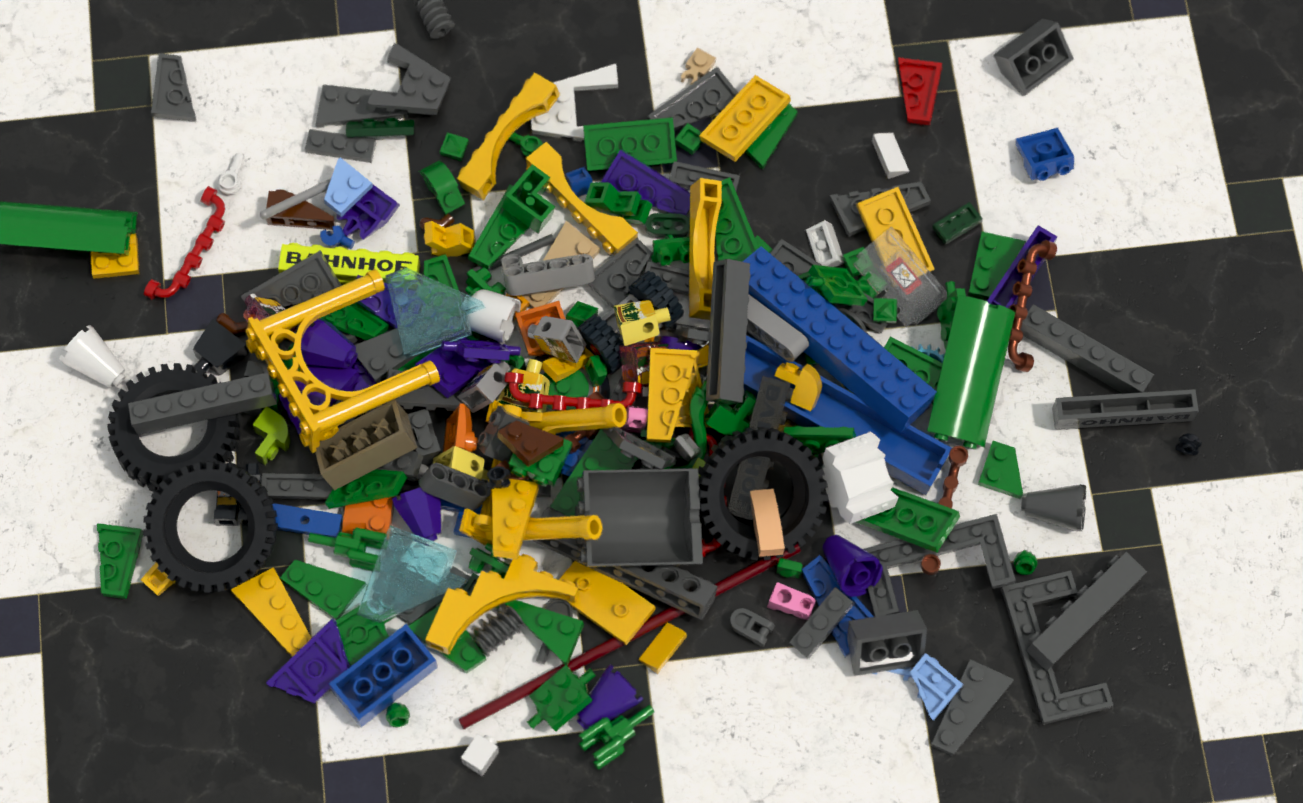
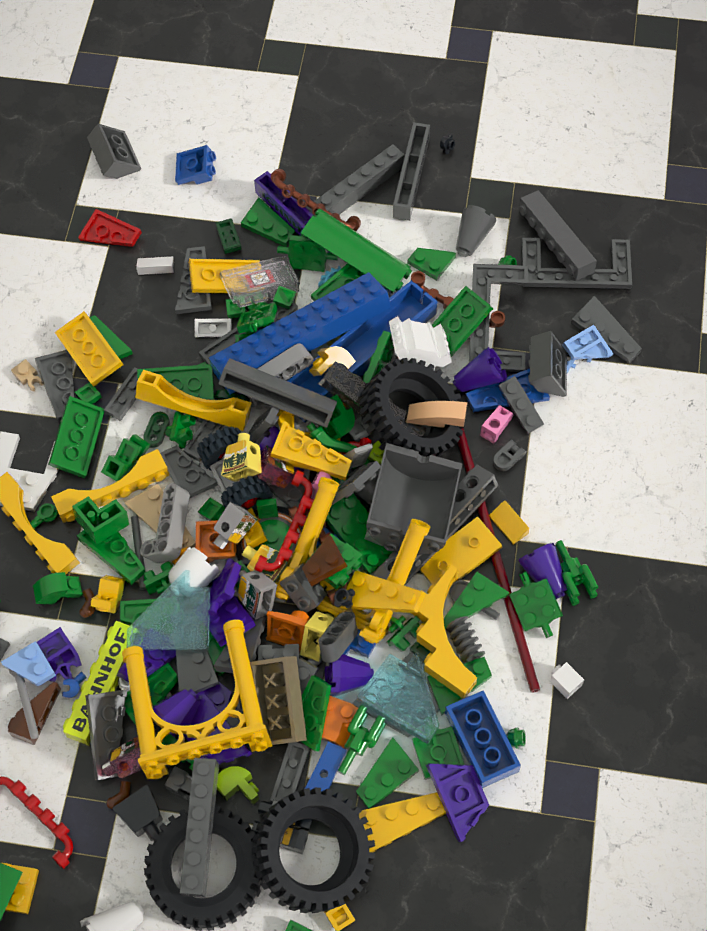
camera: 70 degrees left, 5 degrees down
(454, 146) = (23, 573): green tile -> none
(579, 181) = (92, 482): blue slope -> none
(632, 175) = (109, 438): dark purple wing -> none
(789, 568) = (471, 417): green tile -> none

